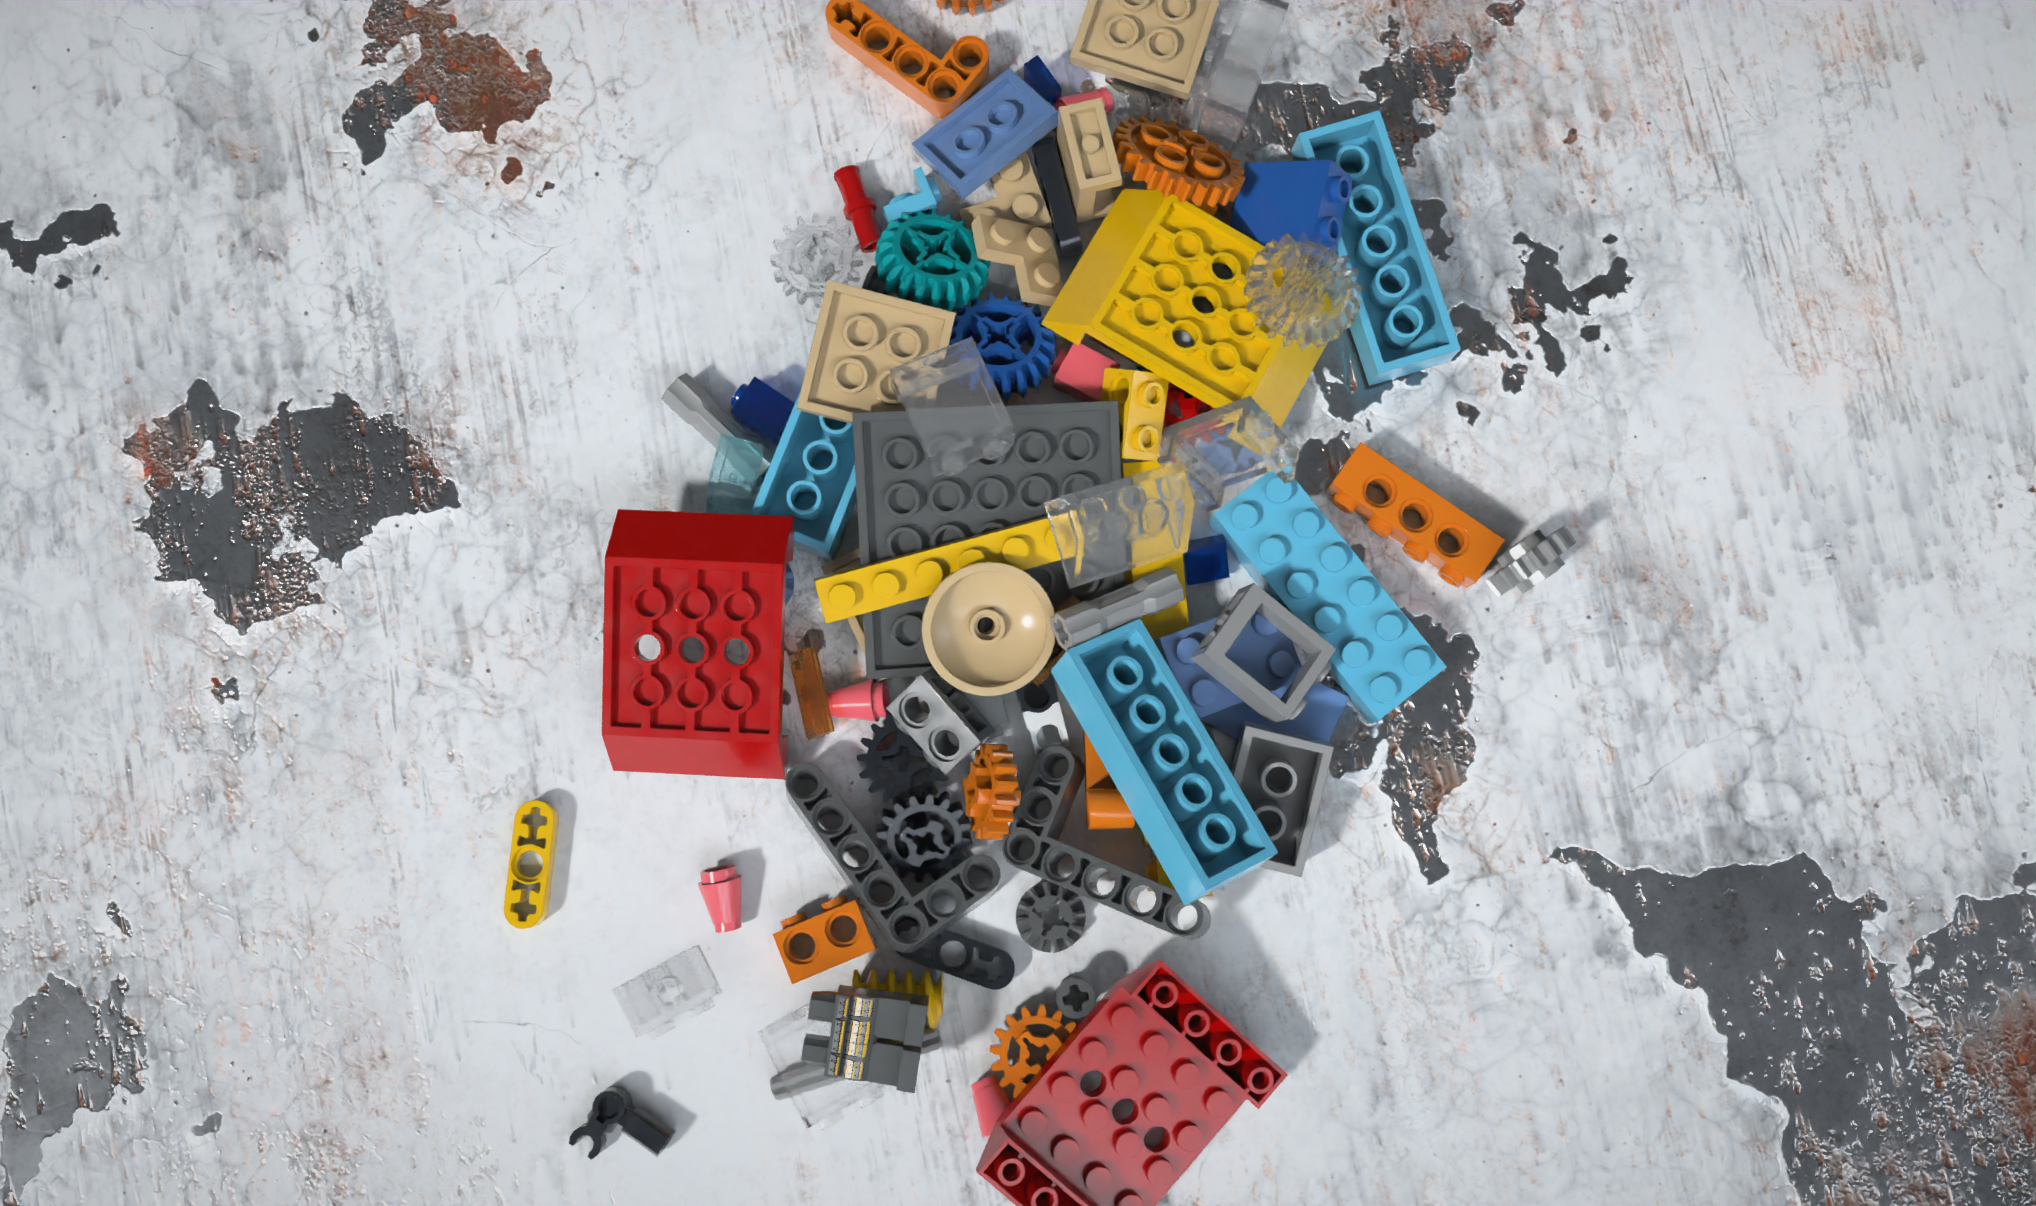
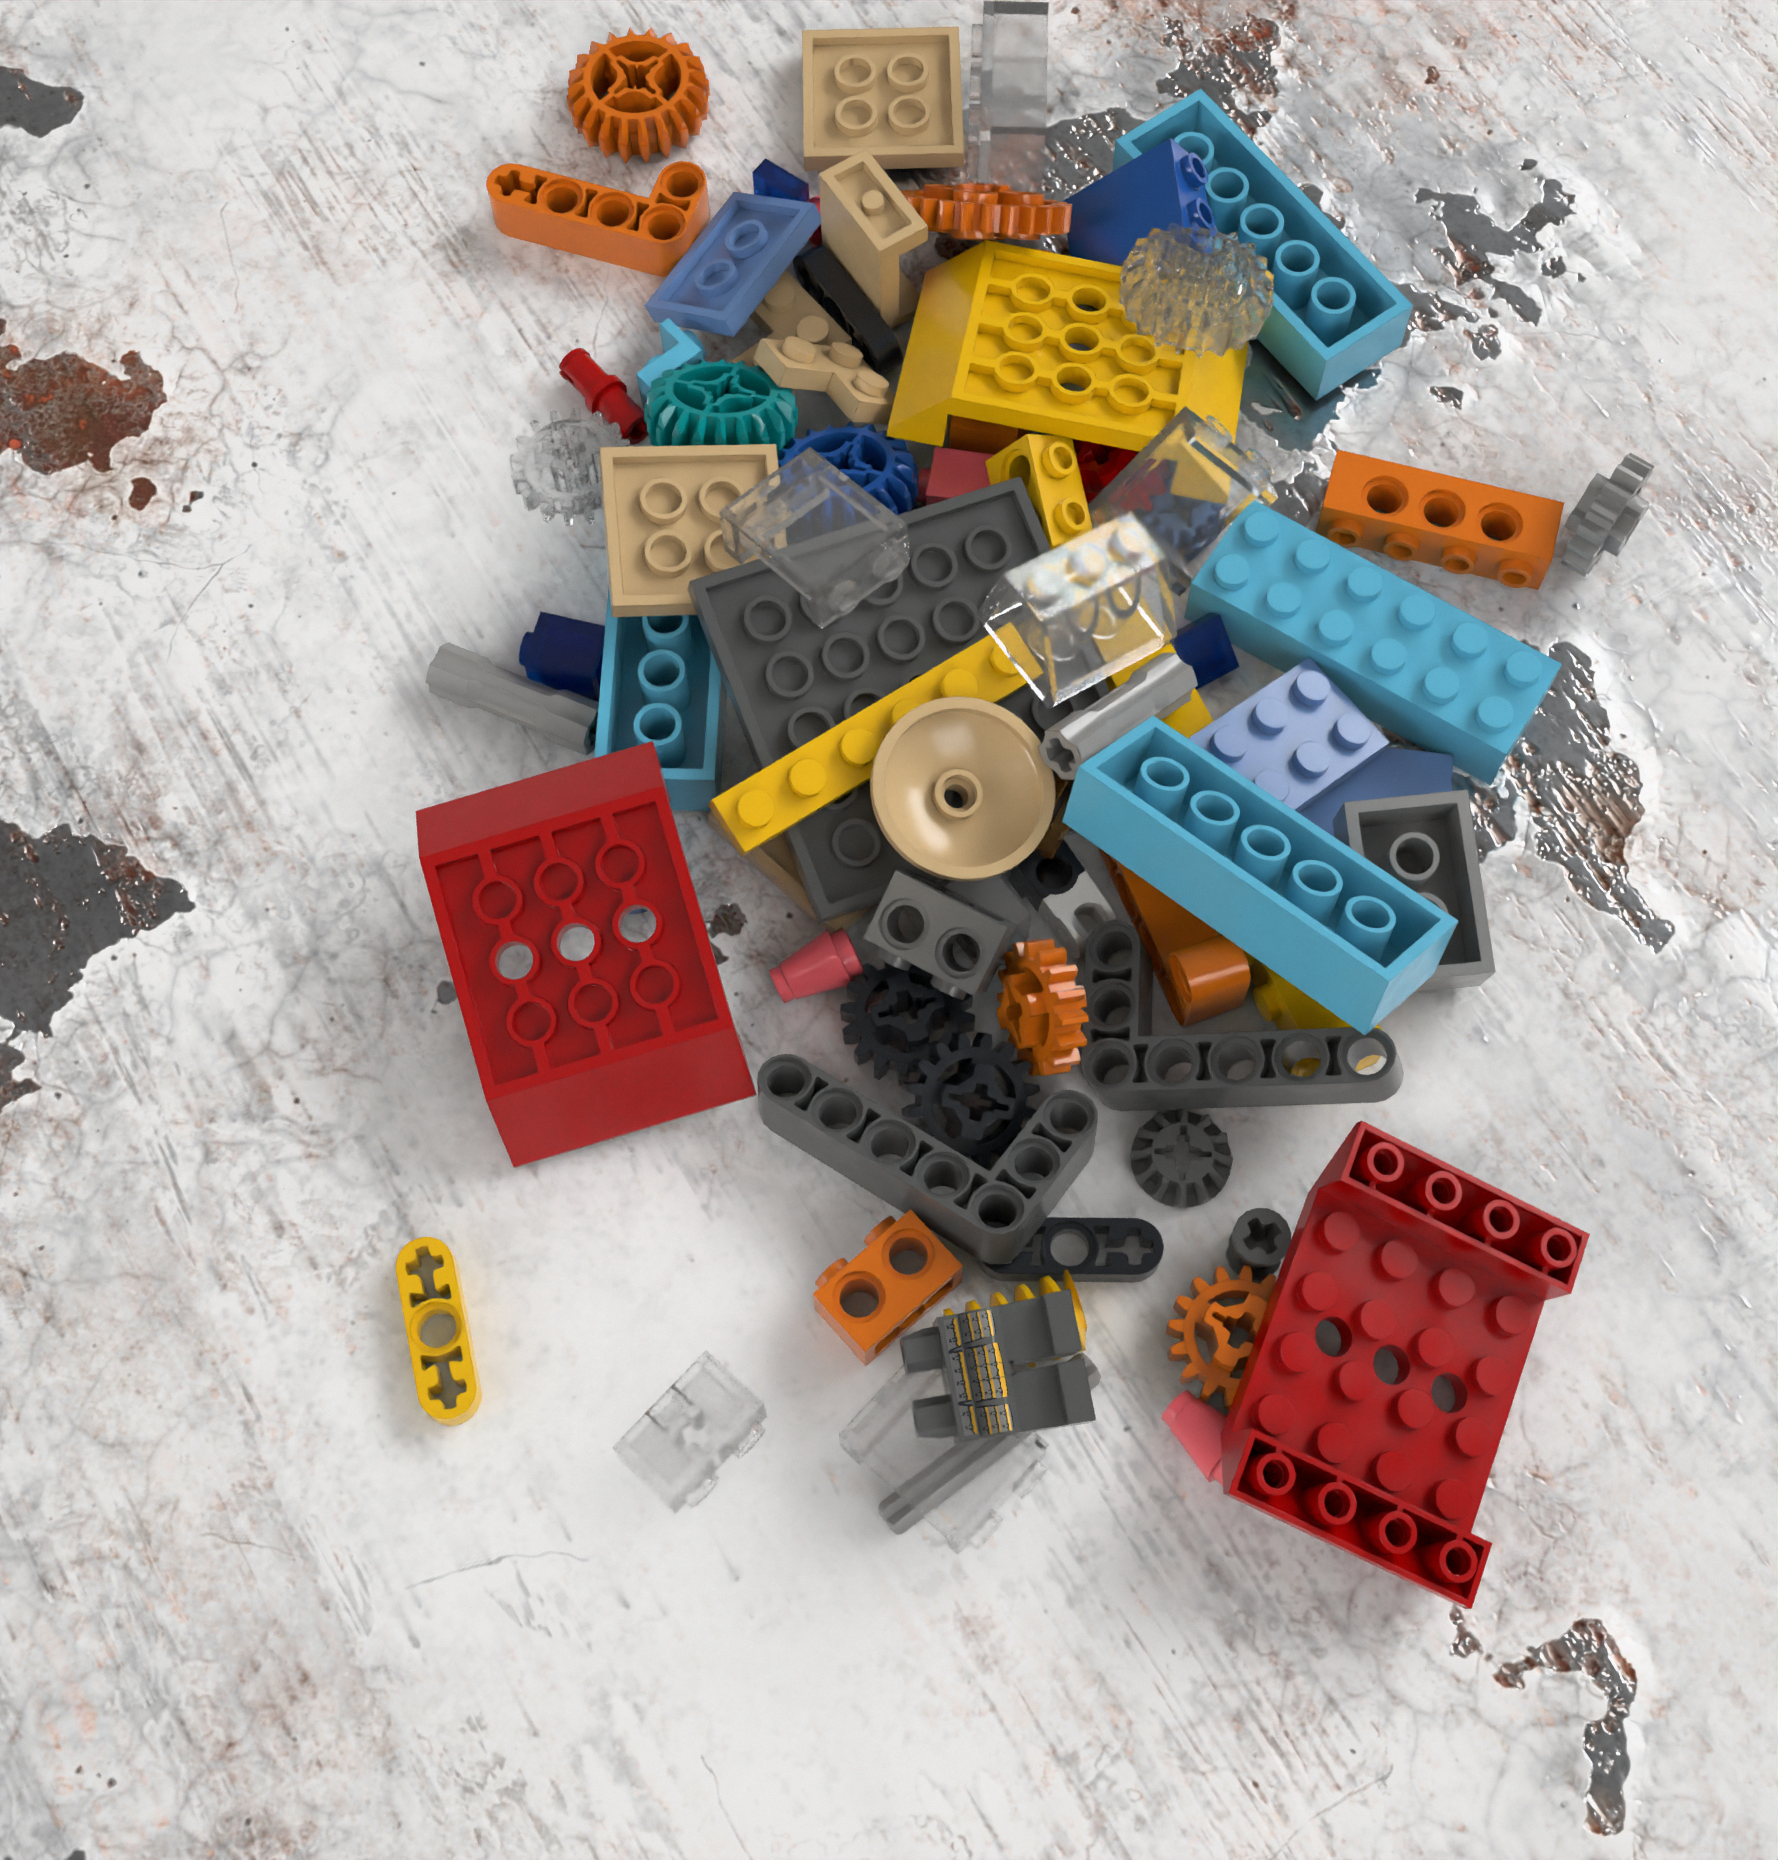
camera: 15 degrees left, 15 degrees down
(614, 1108) = (667, 1625): black bar -> none
(722, 896) = (723, 1279): coral cone -> none
(734, 476) = (553, 726): clear light blue slope -> none
(811, 693) = (752, 975): clear orange tile -> none
(1216, 643) = (1312, 749): light grey window -> none

